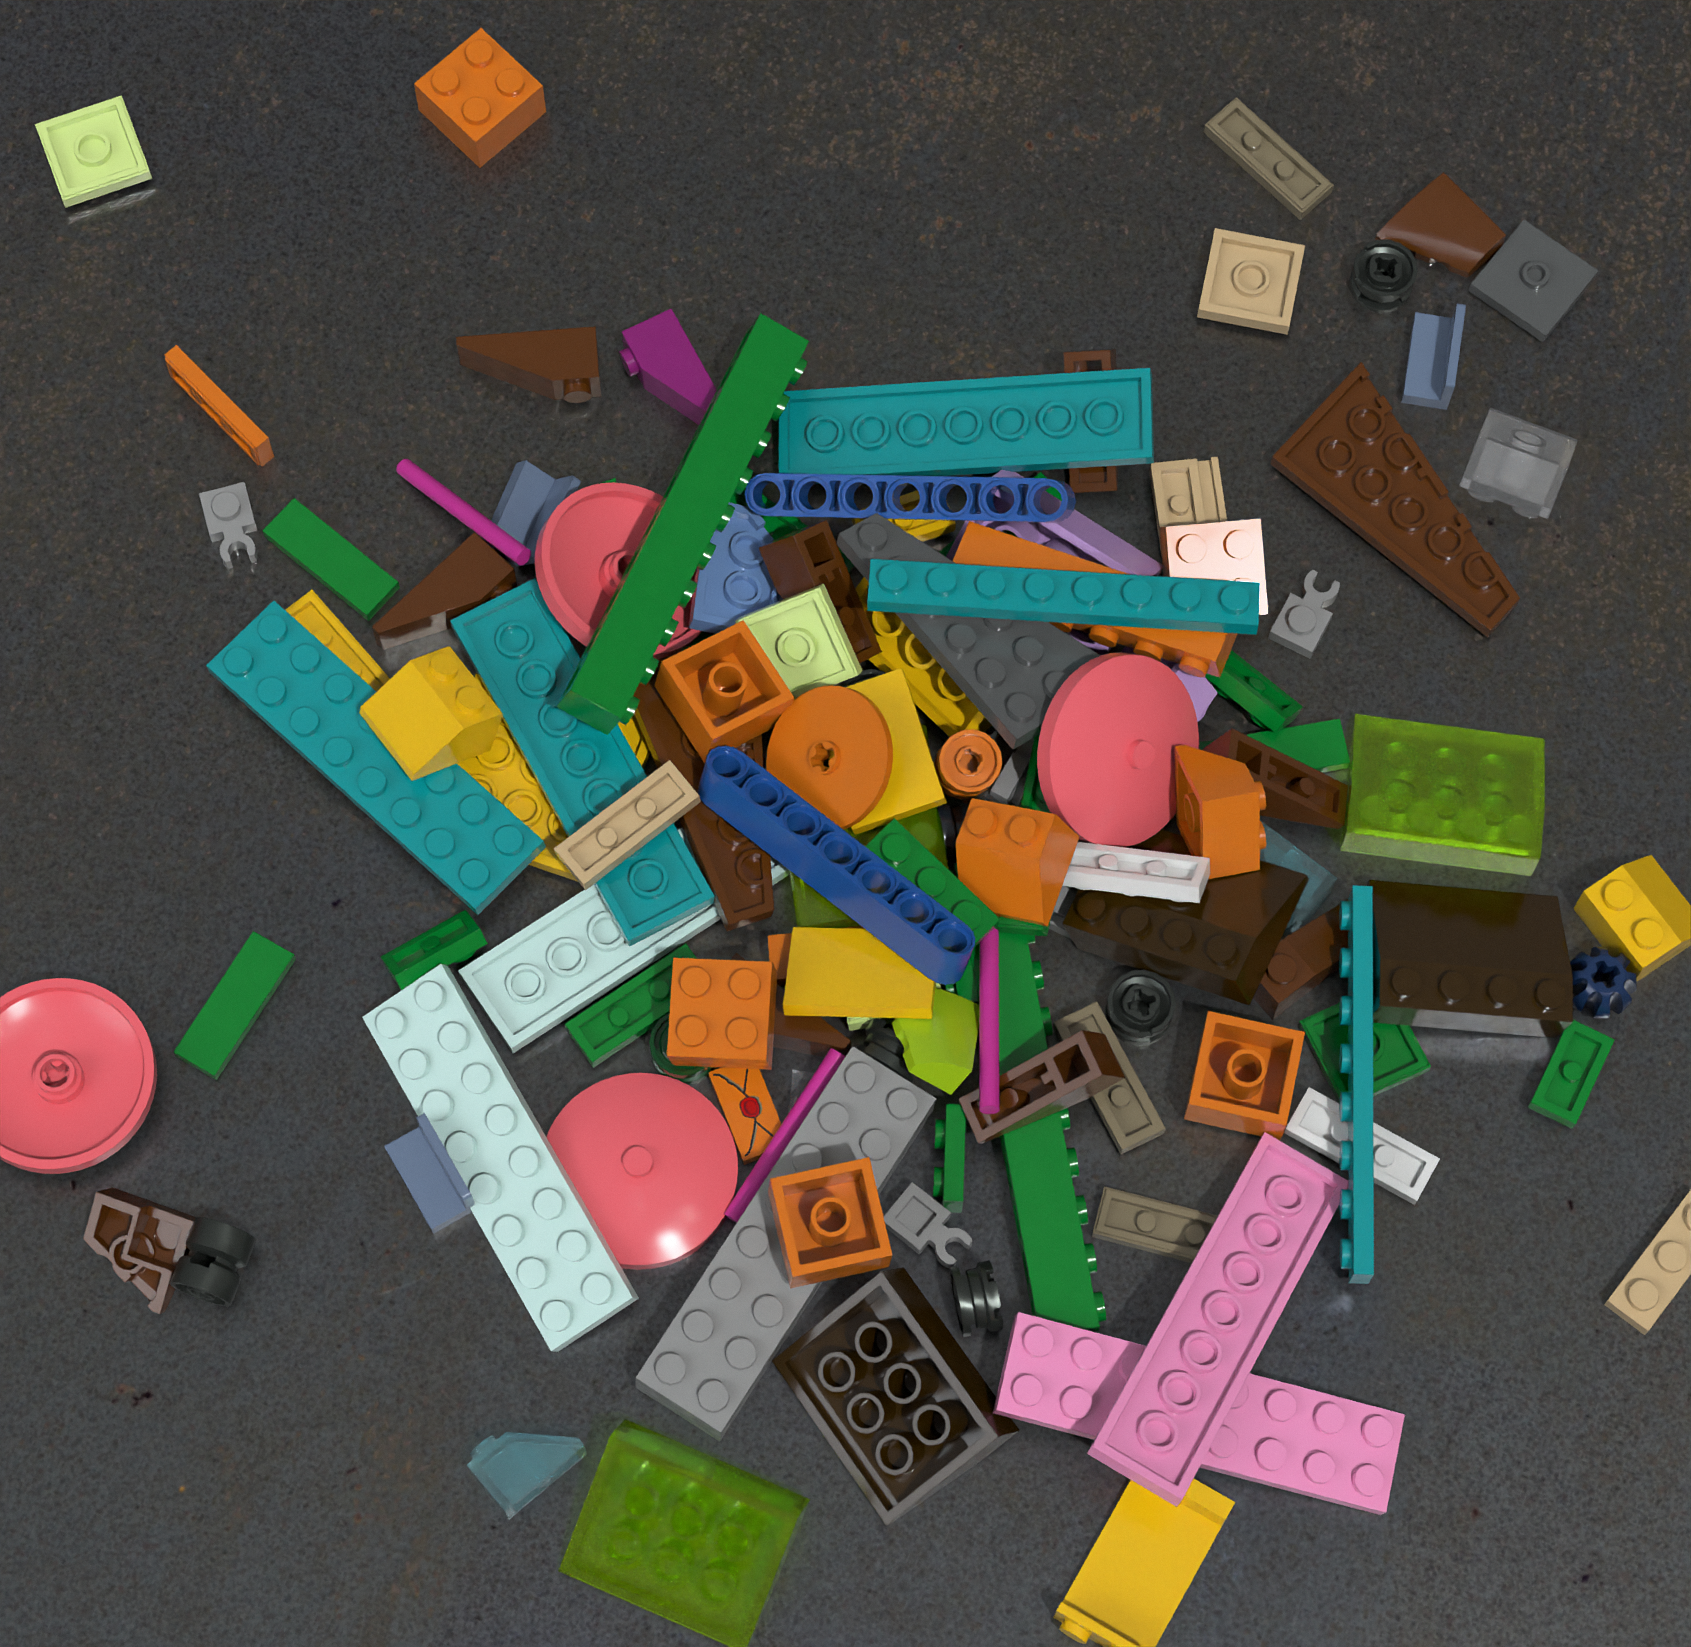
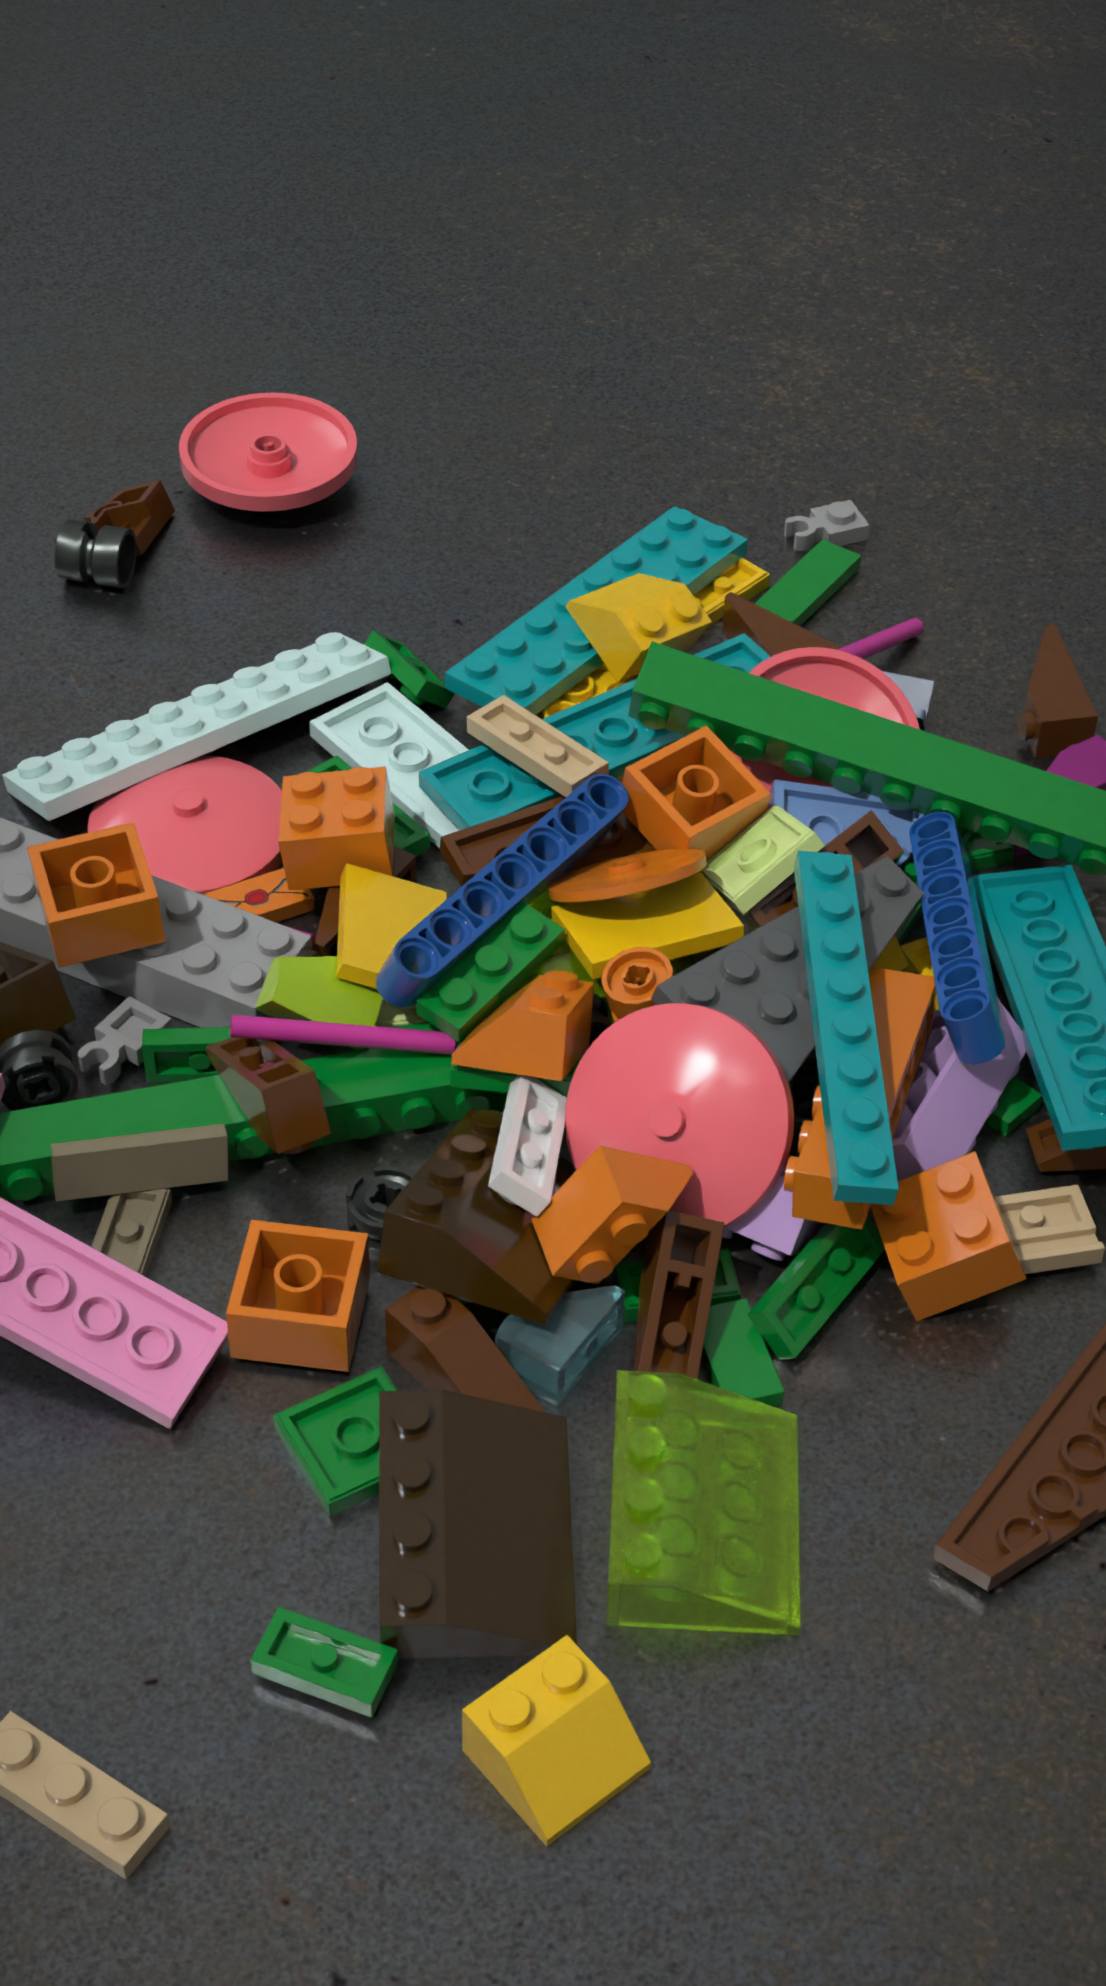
camera: 85 degrees right, 25 degrees down
(219, 406) = (940, 502): orange tile -> none
(234, 1005) = (349, 562): green tile -> none
(430, 1176) = (179, 682): sand blue panel -> none
(1096, 1203) = (139, 1162): none -> dark tan tile
(1124, 1105) = (296, 1185): dark tan plate -> none
(1304, 619) = (915, 1357): light grey plate -> none
(1357, 1104) = (268, 1396): teal plate -> none
(1397, 1162) = (219, 1433): white plate -> none
(1604, 969) = (445, 1680): dark blue piece -> none

